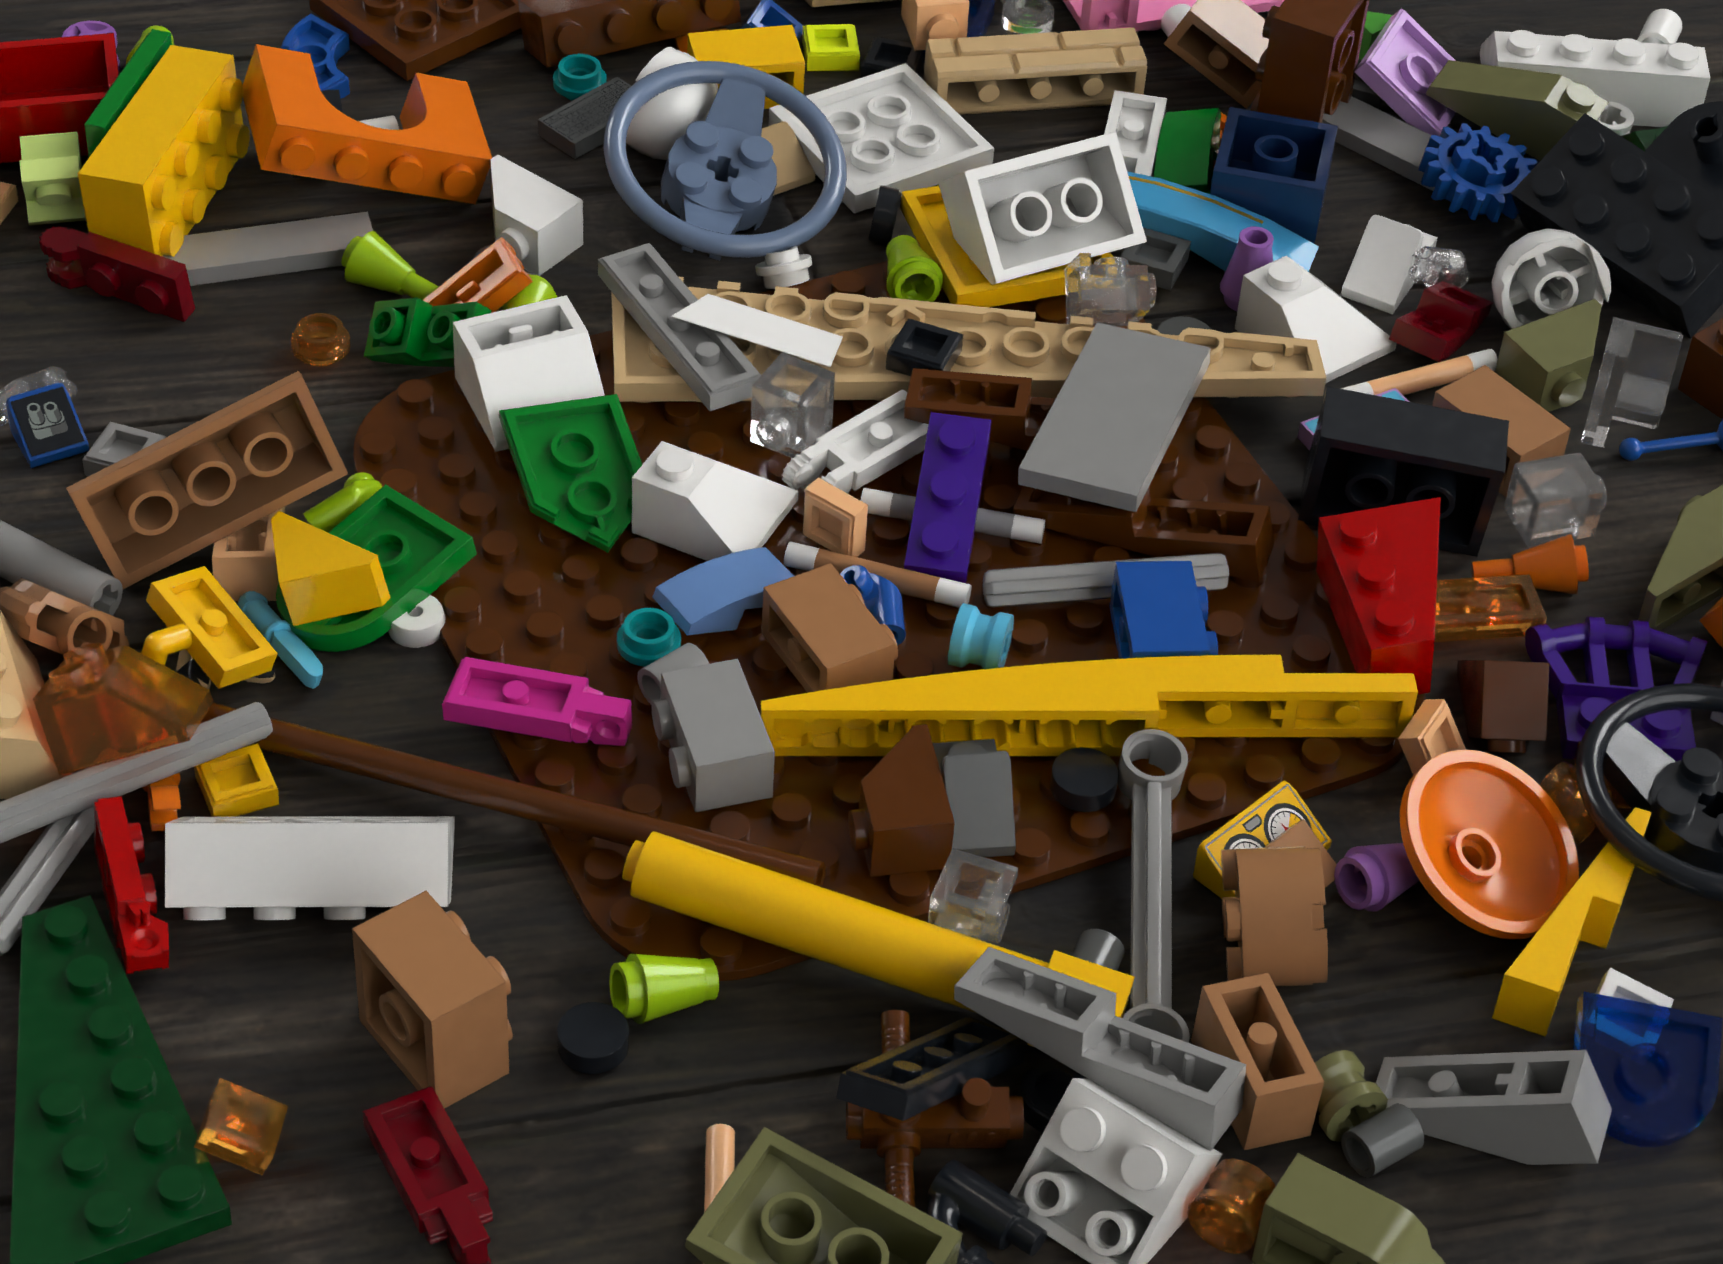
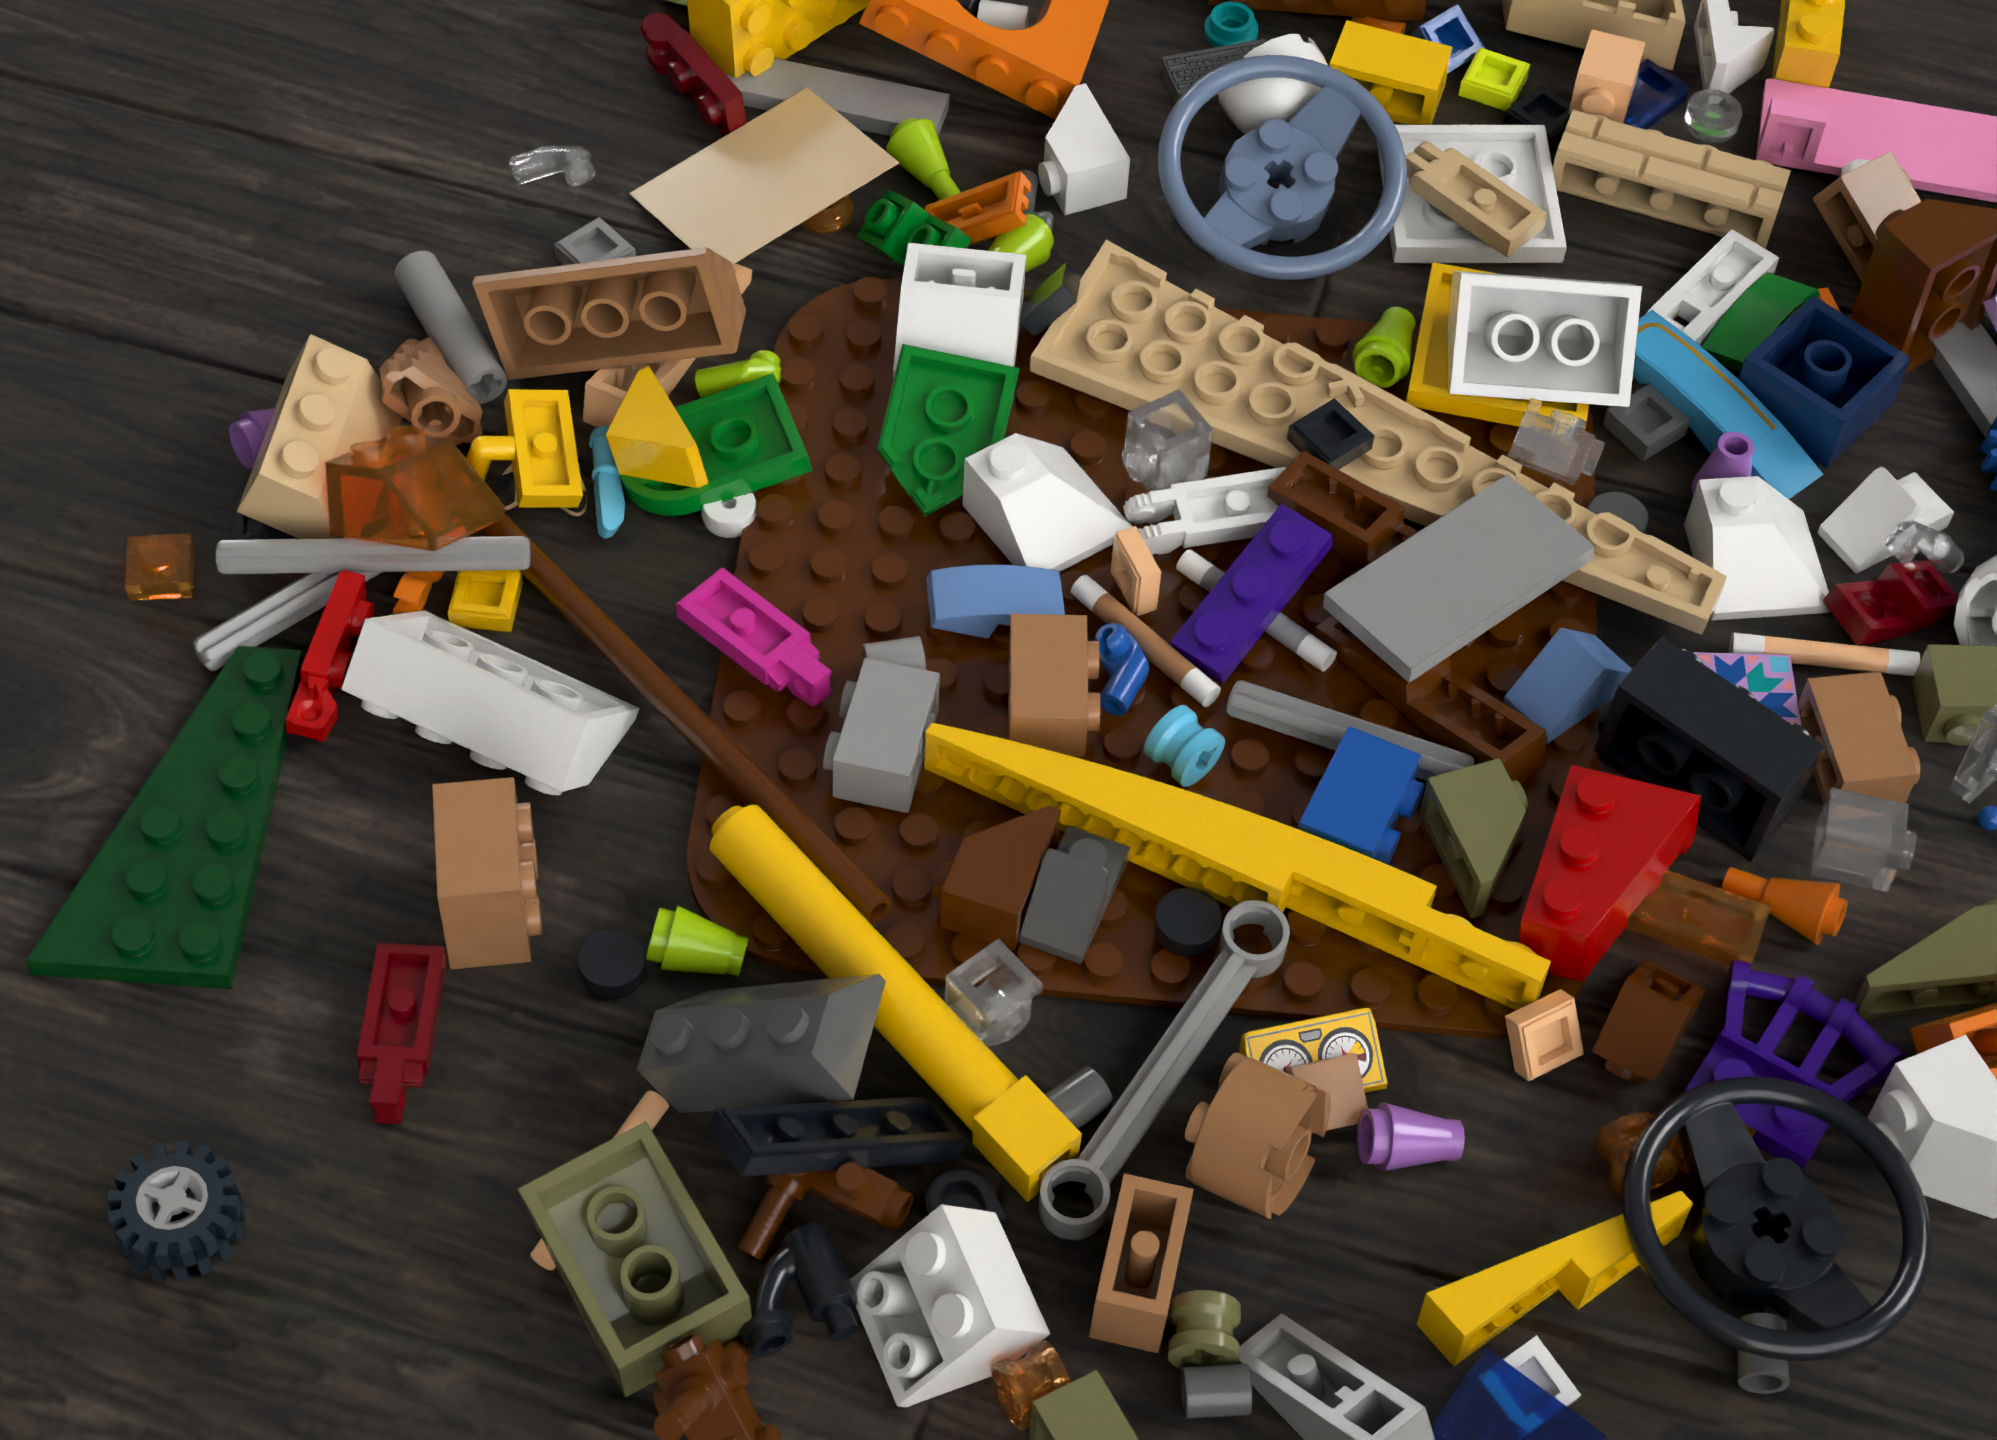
camera: 30 degrees right, 10 degrees up
(46, 425) = (546, 199): slope -> none
(241, 1126) = (279, 910): clear orange plate -> none
(246, 331) = (764, 177): none -> tan sticker
(605, 328) = (1050, 299): none -> black tile
(647, 636) = (897, 603): teal plate -> none
(701, 356) = (1123, 320): light grey tile -> none
(762, 328) = (1193, 355): white sticker -> none
(784, 268) = (1281, 297): white plate -> none
(789, 157) = (1358, 180): tan slope -> none
(805, 1029) = (763, 1044): none -> dark grey slope
(885, 214) = (1413, 277): black tile -> none
(899, 132) = (1473, 197): none -> tan hinge
(1077, 1026) = (1012, 1206): light grey slope -> none
(1251, 465) = (1567, 682): none -> medium blue slope
(1266, 606) = (1474, 827): none -> olive slope
(1487, 843) = (1548, 1150): orange dish -> none

